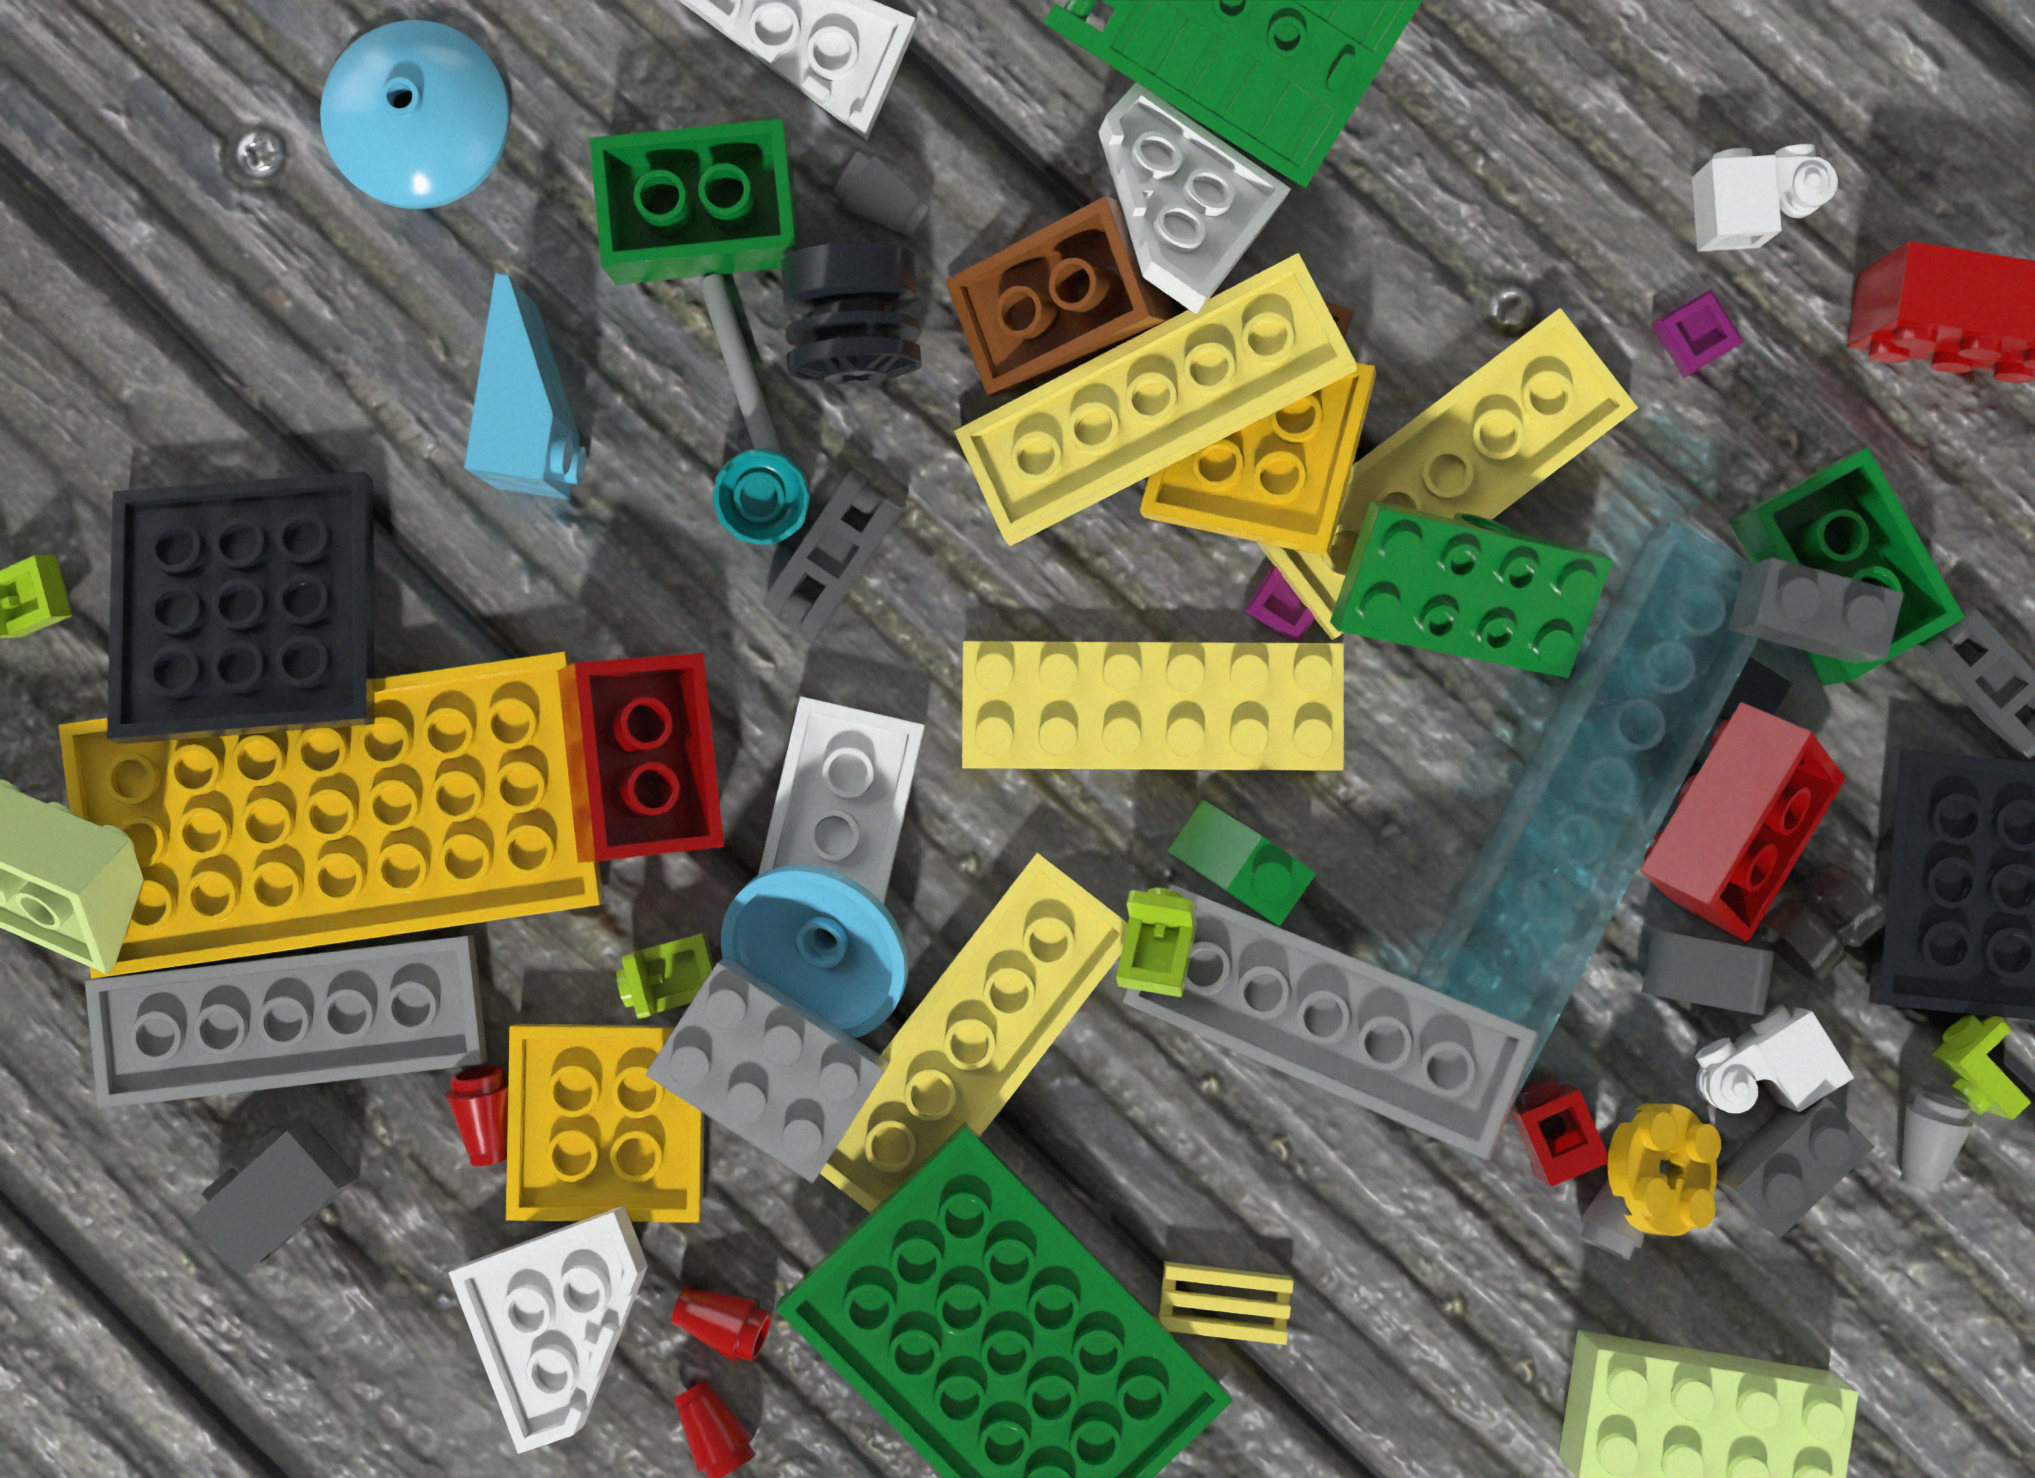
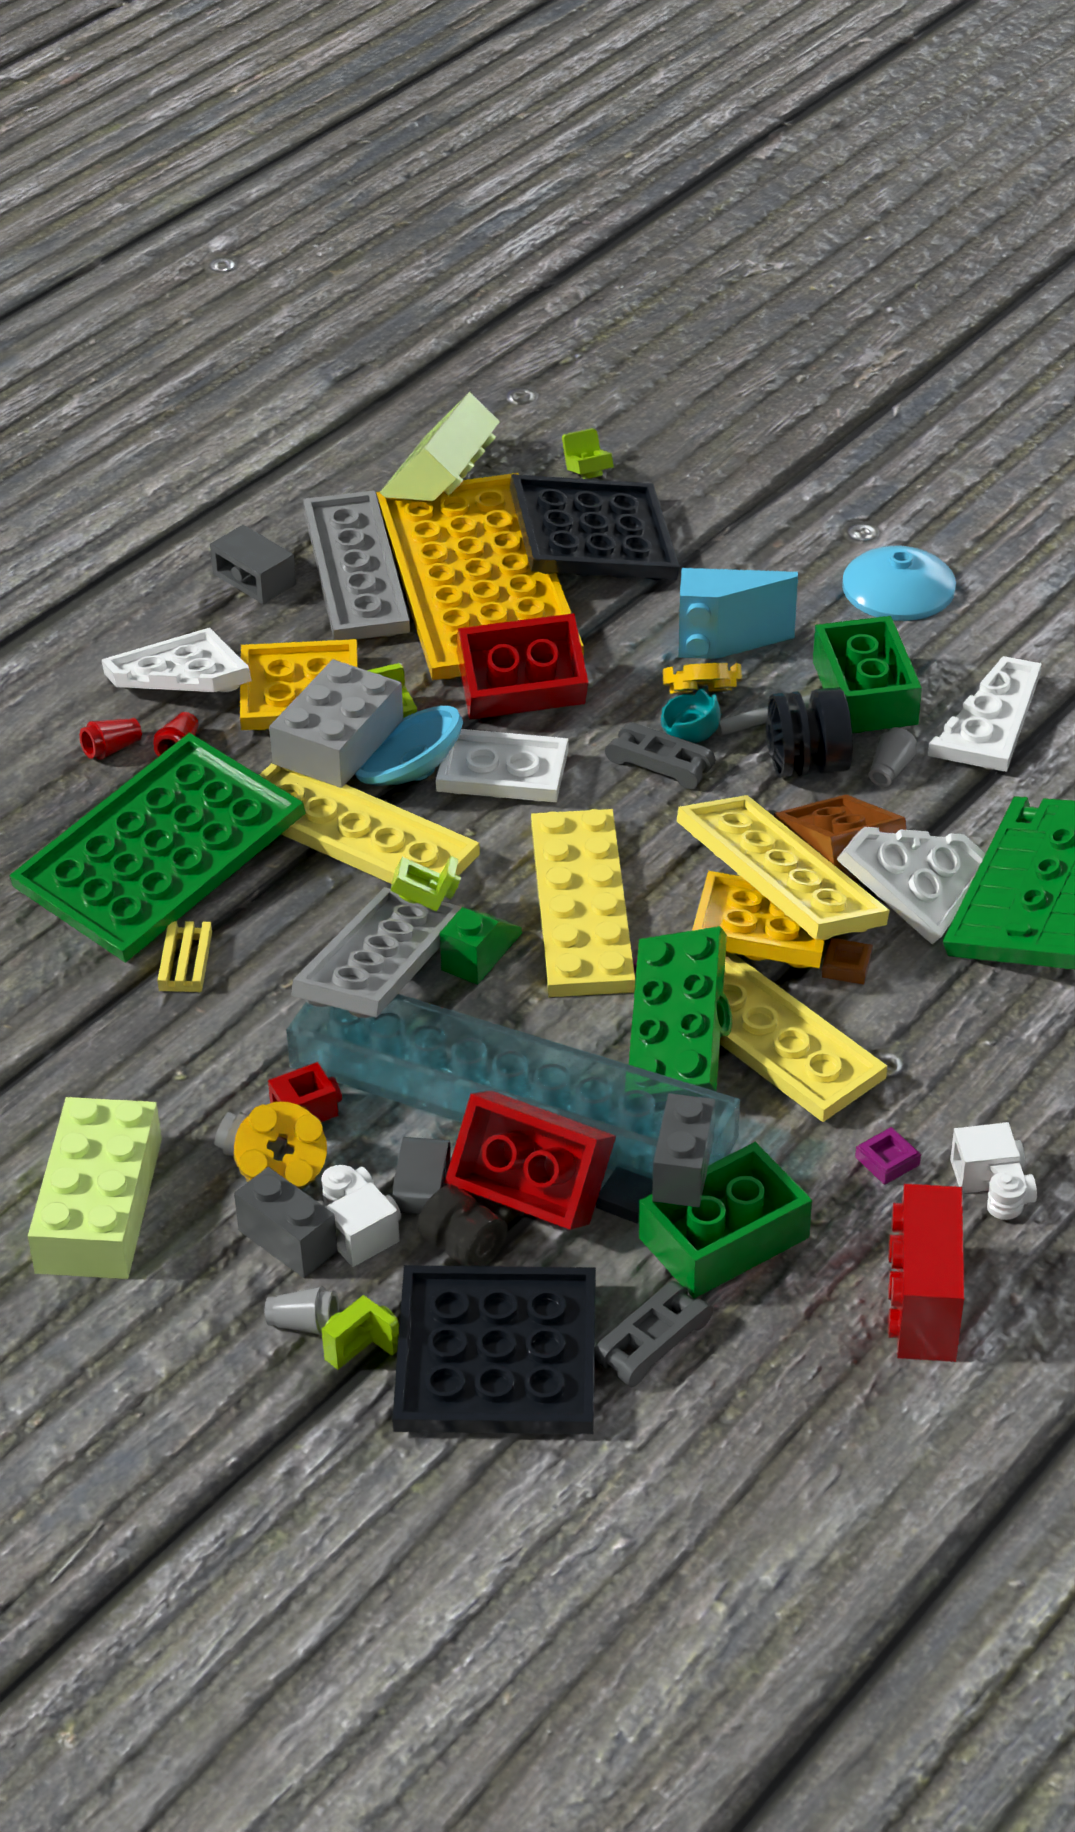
camera: 85 degrees right, 45 degrees down
(481, 1113) = (303, 631): red cone -> none
(696, 443) = (694, 675): none -> yellow plate

